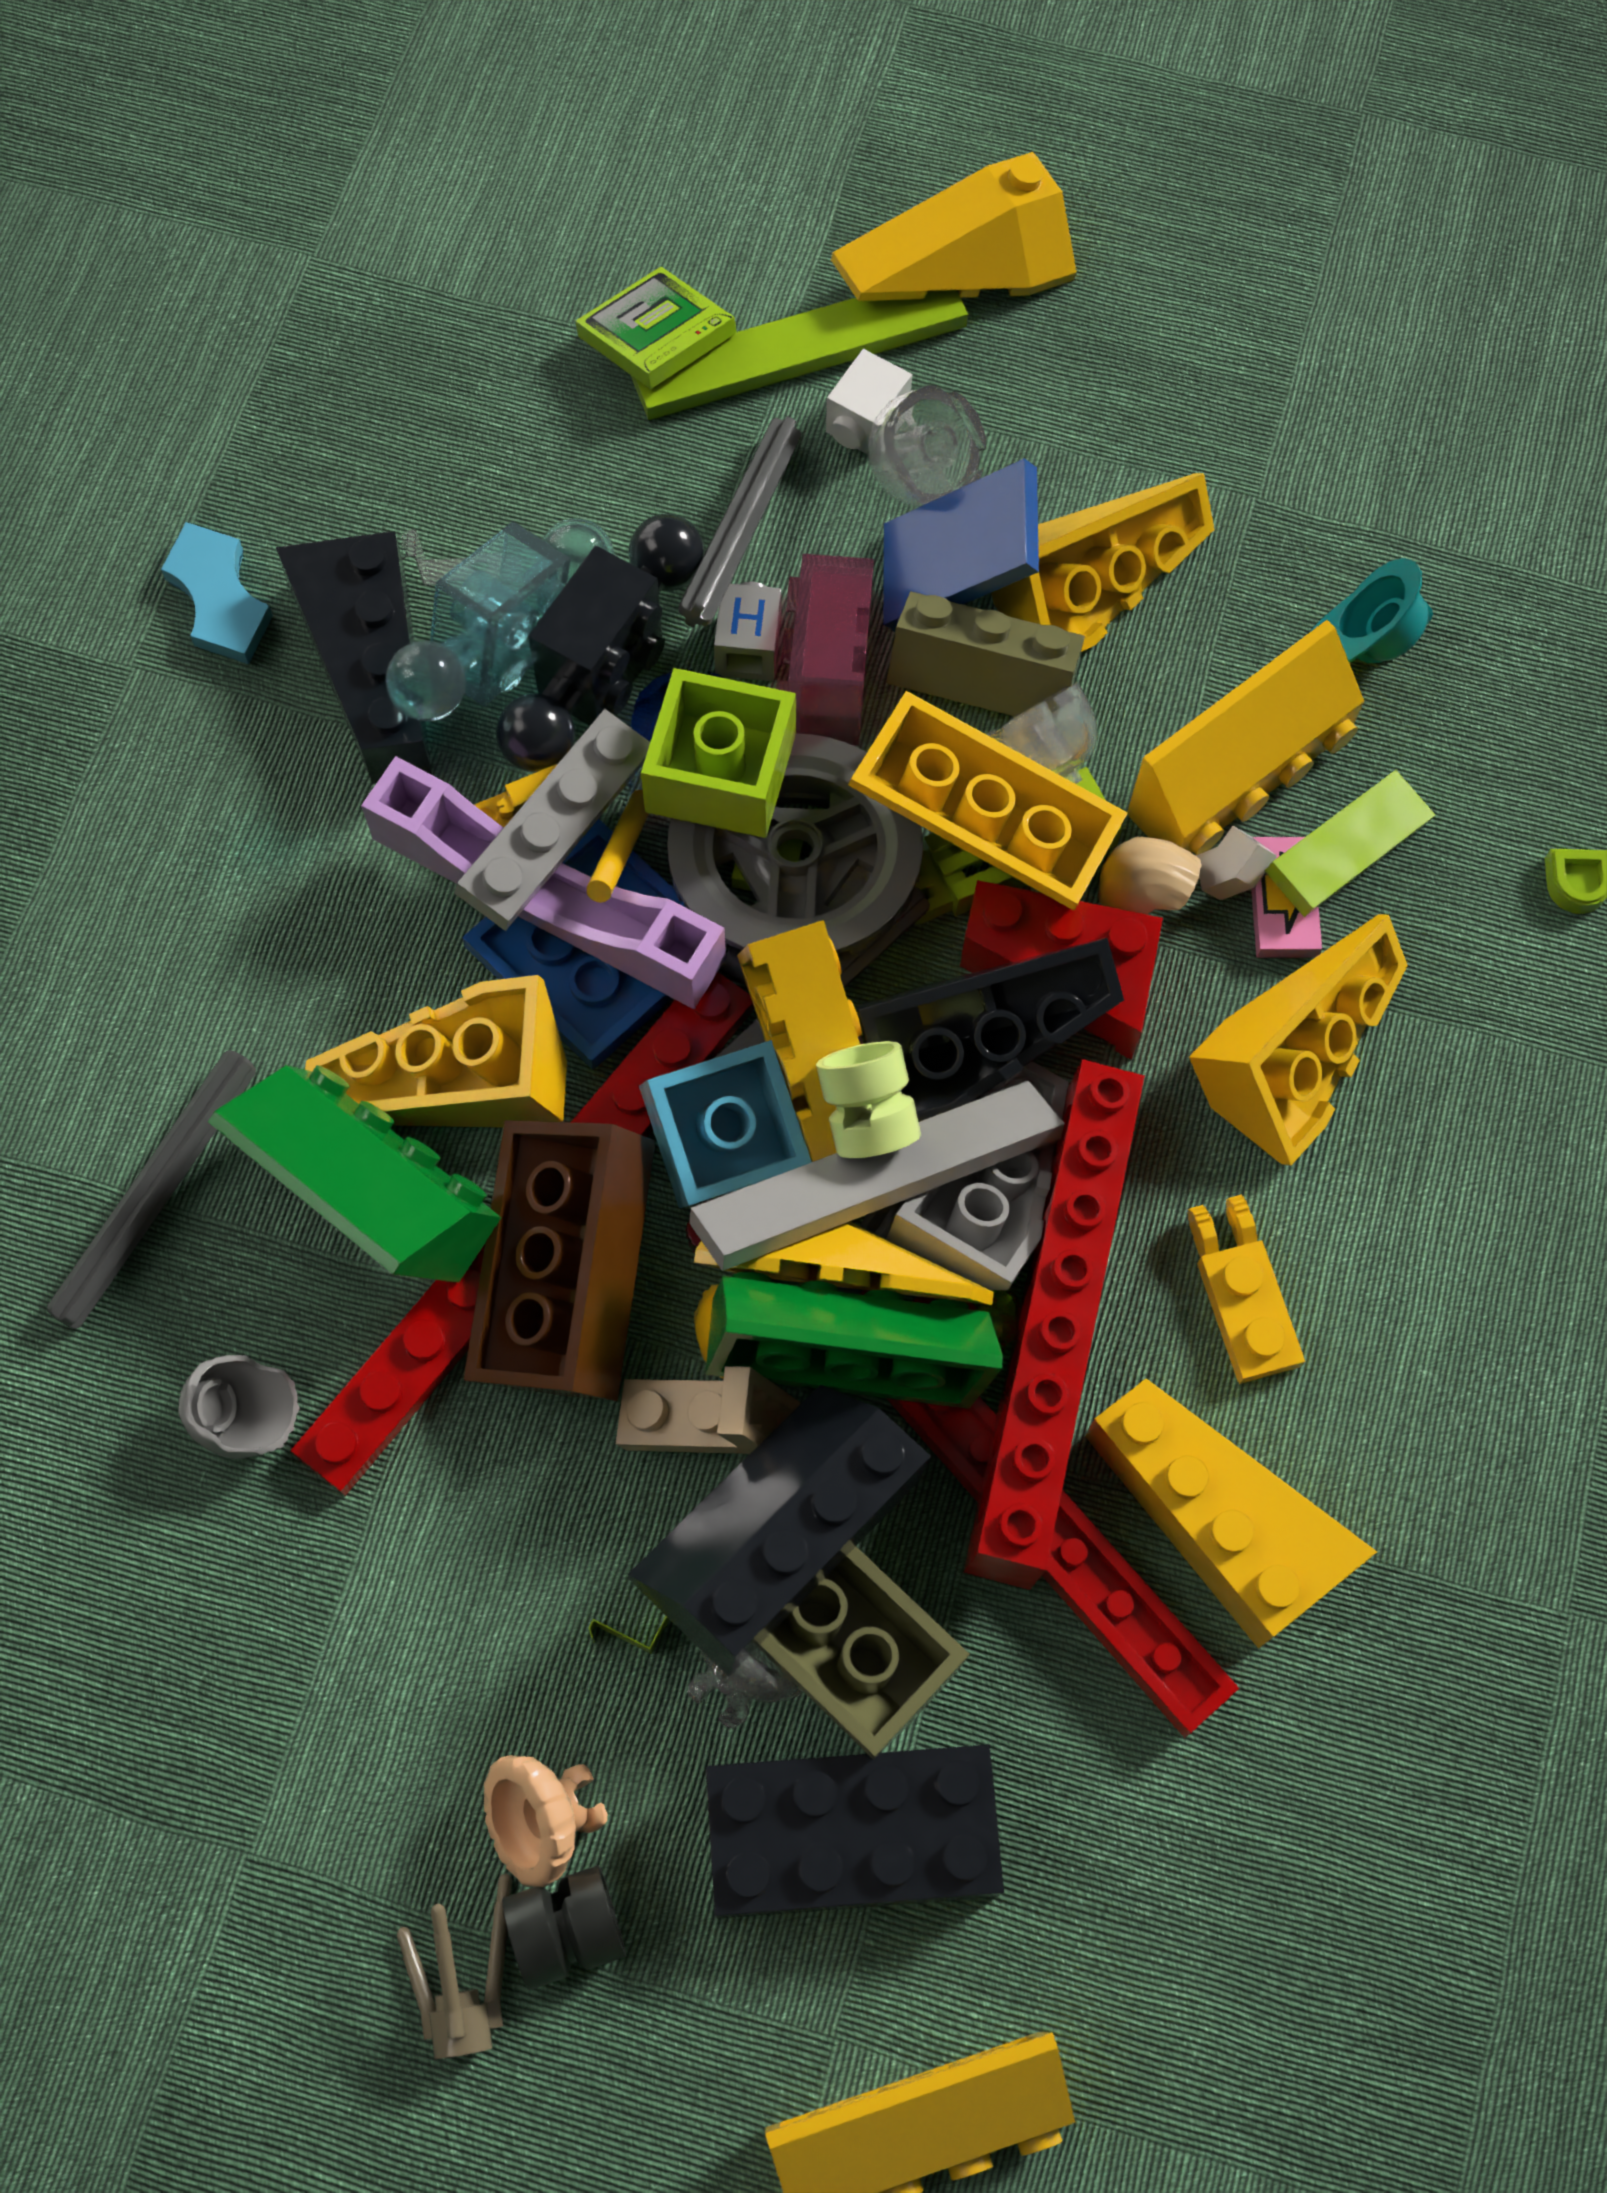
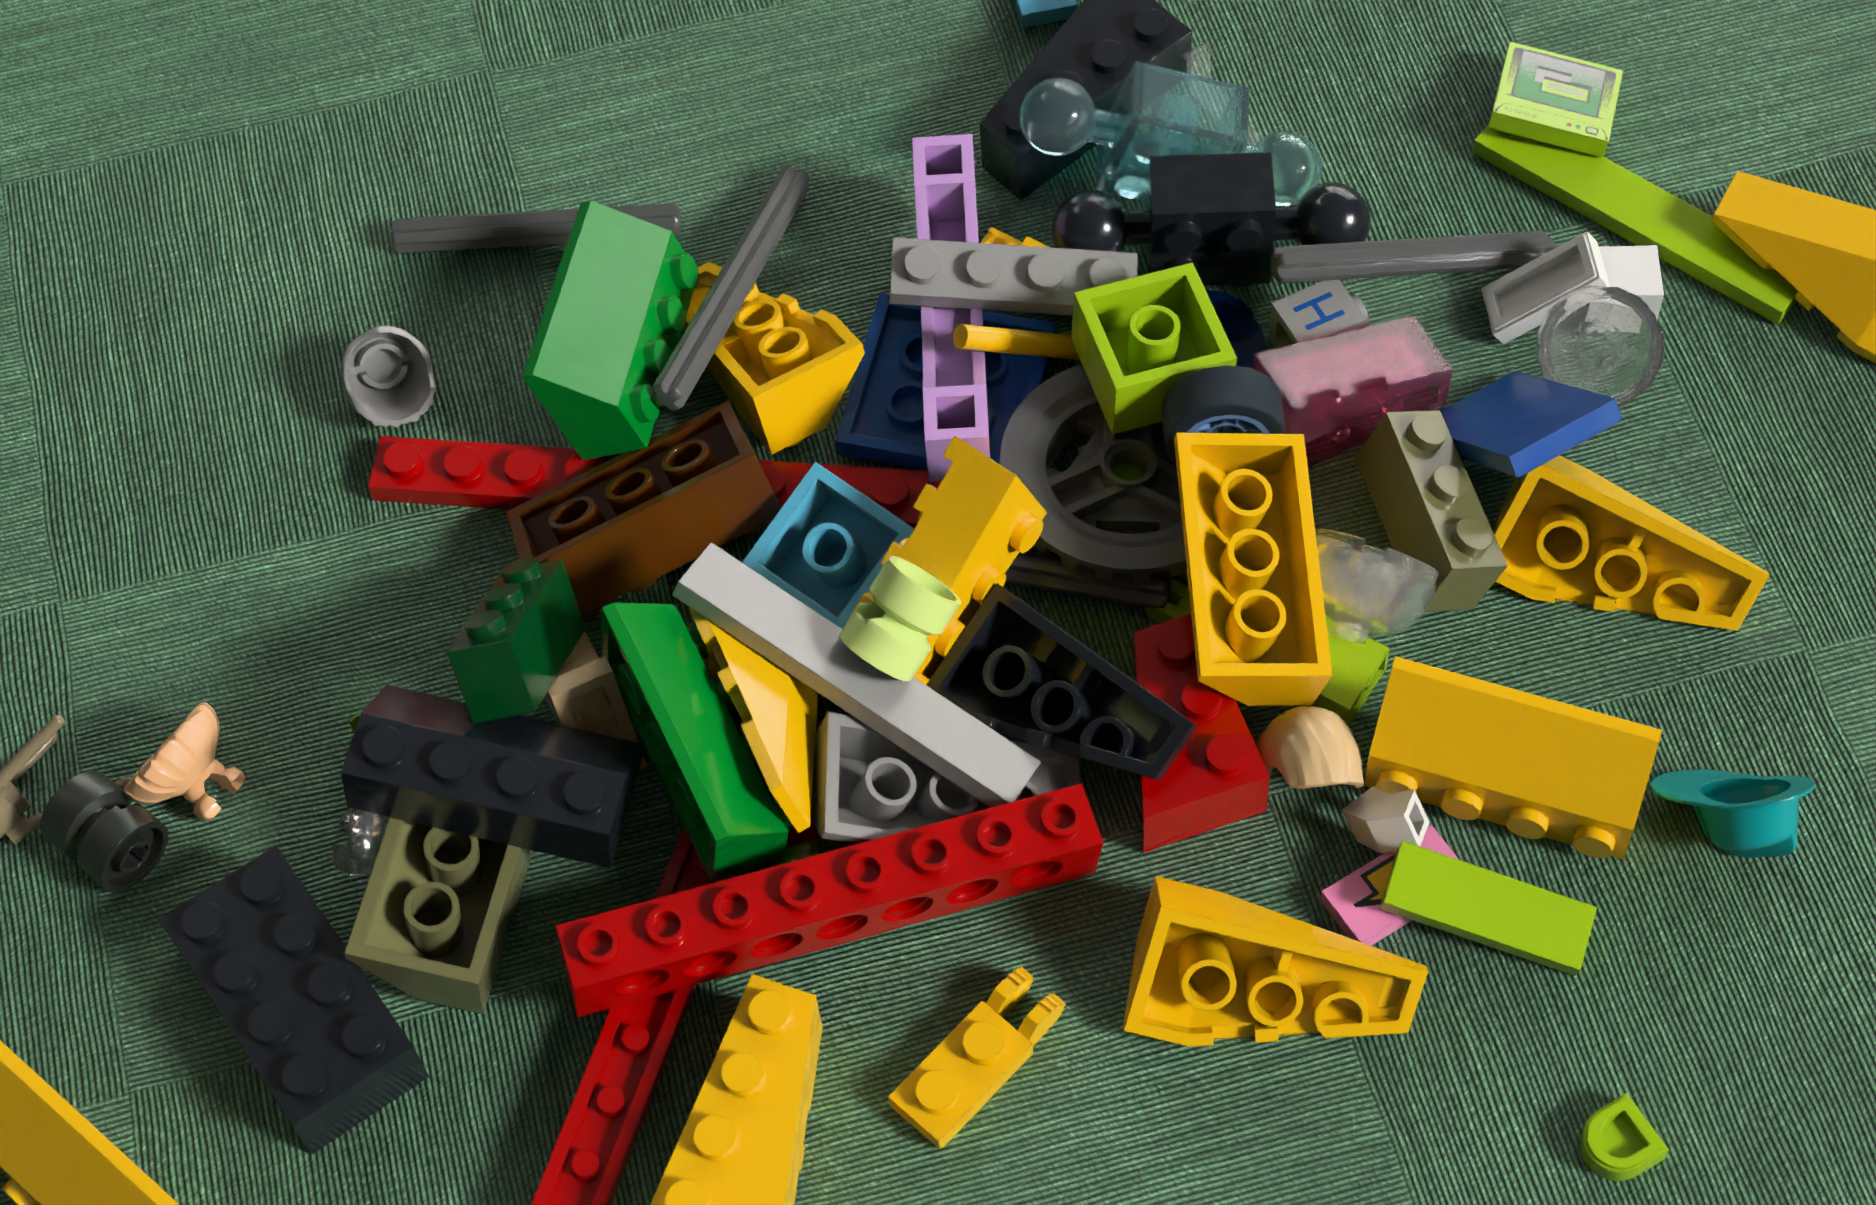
camera: 65 degrees right, 10 degrees down
(376, 1053) = (730, 289): none -> dark grey axle
(665, 1432) = (517, 640): none -> dark green brick
(832, 743) = (1222, 402): none -> black wheel
(837, 450) = (1526, 294): none -> white tile

